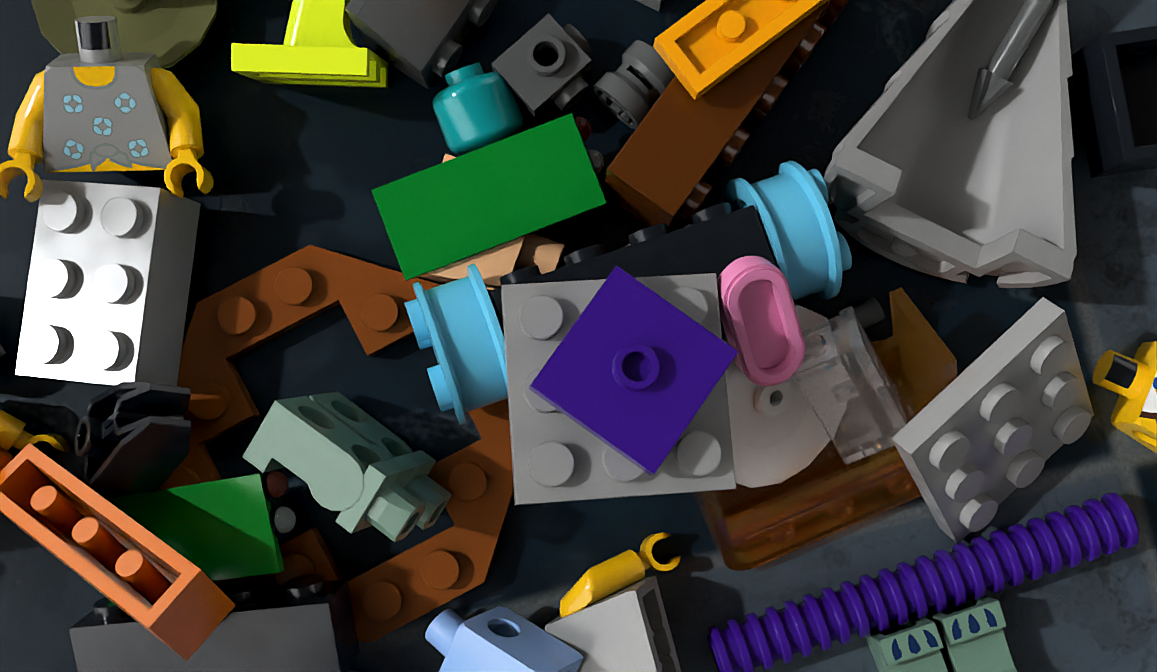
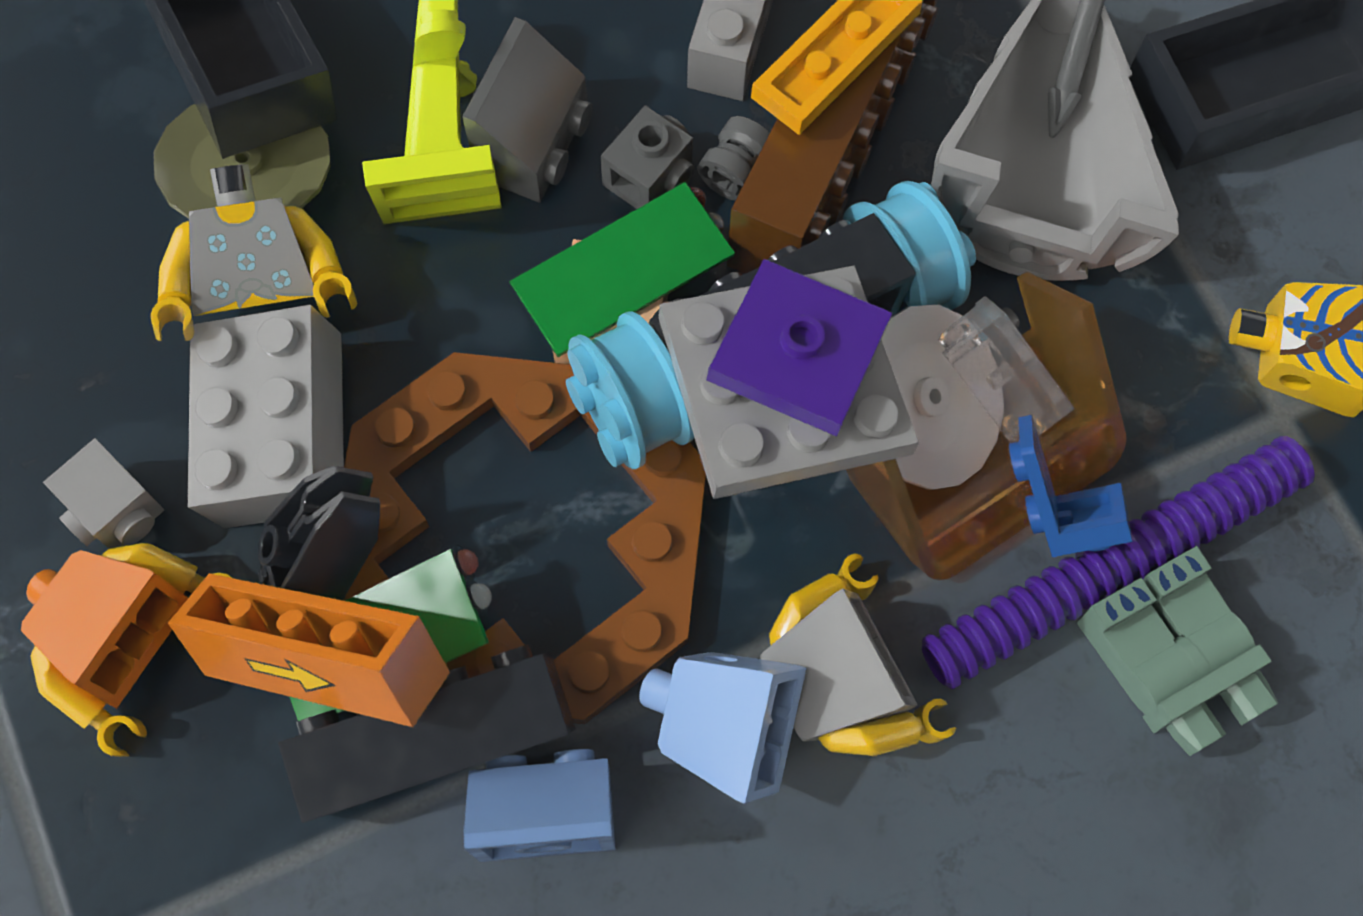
camera: 10 degrees left, 15 degrees down
(350, 464) = (559, 535): sand green hips -> none
(476, 109) = (590, 199): teal head -> none
(760, 320) = (918, 328): bright pink tile -> none
(882, 546) = (1071, 521): none -> blue bracket
(998, 422) = (1148, 378): light grey plate -> none

